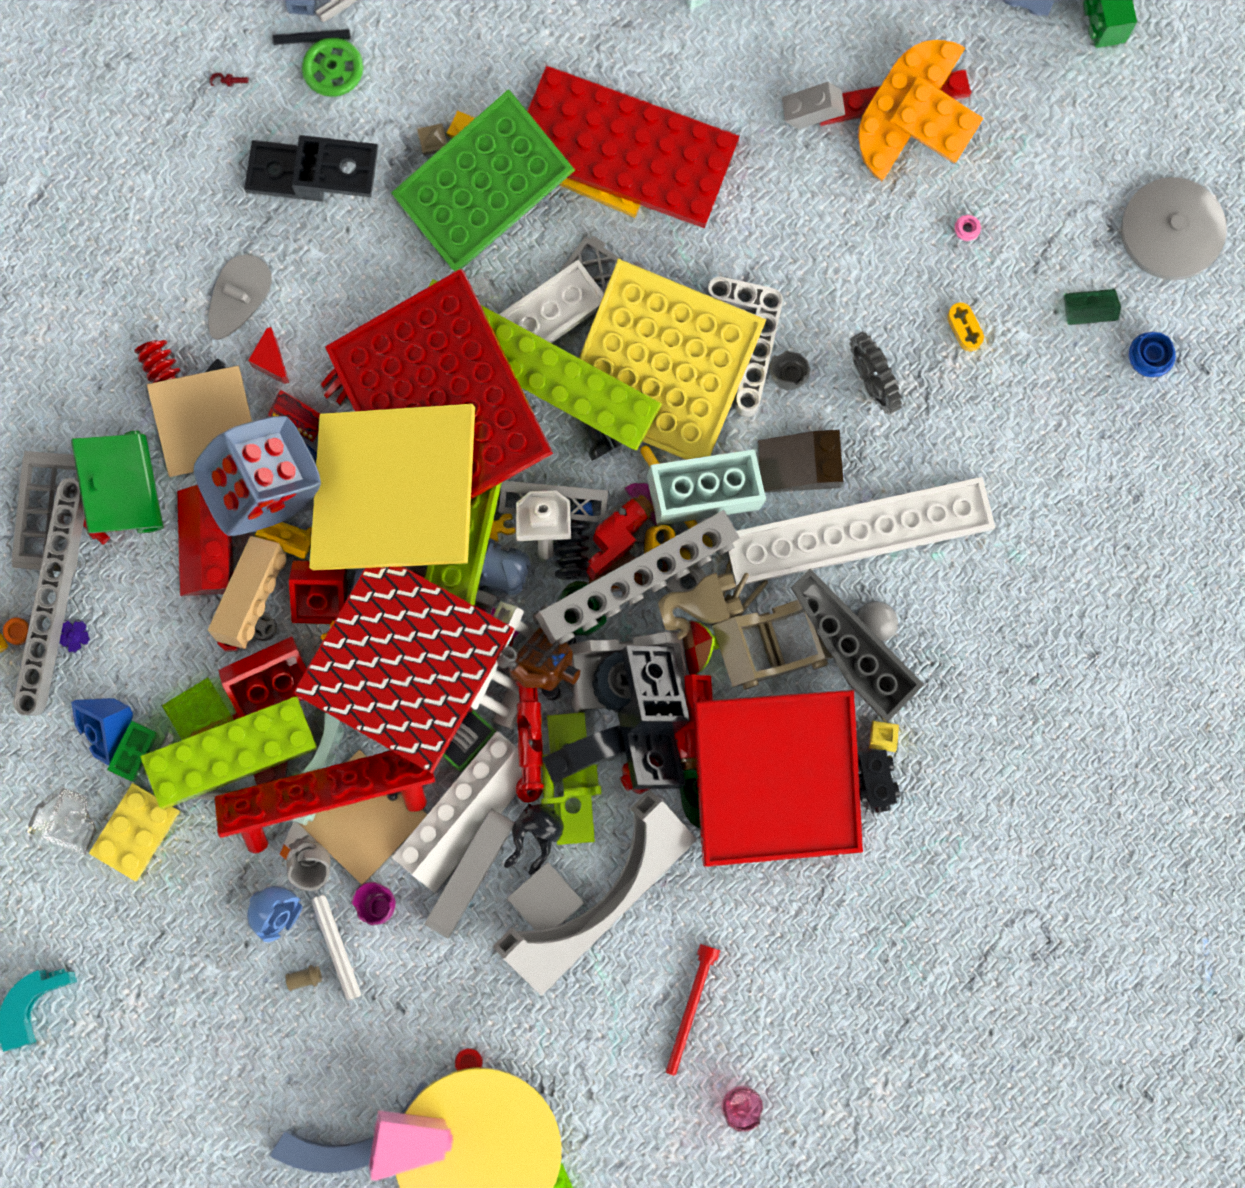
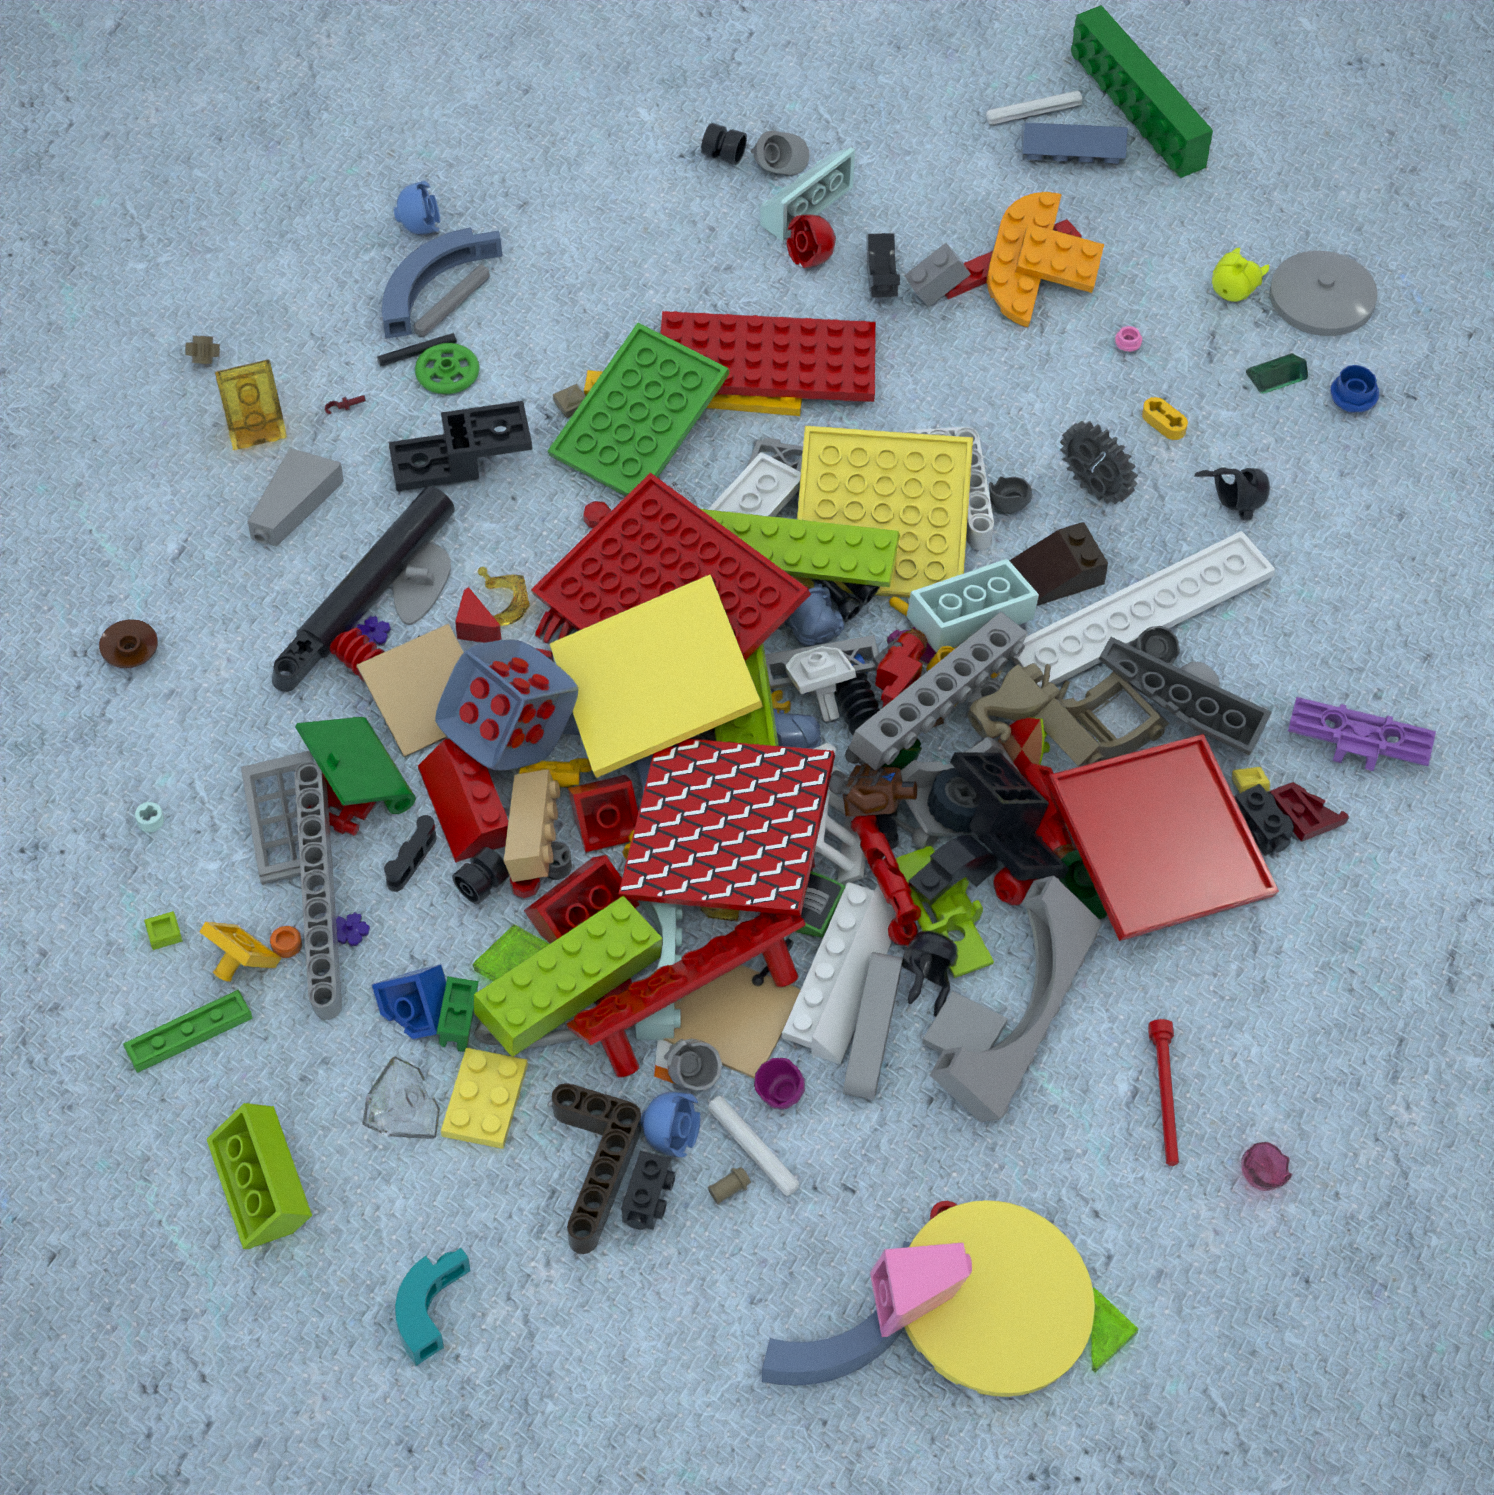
camera: 15 degrees left, 25 degrees down
(135, 70) = (250, 404): none -> clear yellow slope
(143, 582) = (411, 854): none -> black plate
(150, 172) = (293, 494): none -> light grey slope
(181, 338) = (375, 631): none -> dark purple plant
(186, 289) = (363, 586): none -> black piece
(191, 625) = (483, 873): none -> black wheel
(209, 923) = (604, 1161): none -> dark brown beam
(233, 966) = (646, 1191): none -> black brick
(316, 346) = (520, 599): none -> clear yellow helmet
(414, 274) = (595, 512): none -> red tile
(564, 460) = (815, 620): none -> sand blue helmet
(712, 26) = (810, 240): none -> red cylinder
(767, 75) = (881, 265): none -> black arch
(855, 578) = (1159, 643): none -> dark grey hair
(917, 782) = (1306, 811): none -> dark red wing
(996, 729) = (1361, 733): none -> medium lavender piece
(1000, 437) = (1246, 493): none -> black hair
(1093, 193) = (1236, 277): none -> neon yellow hair

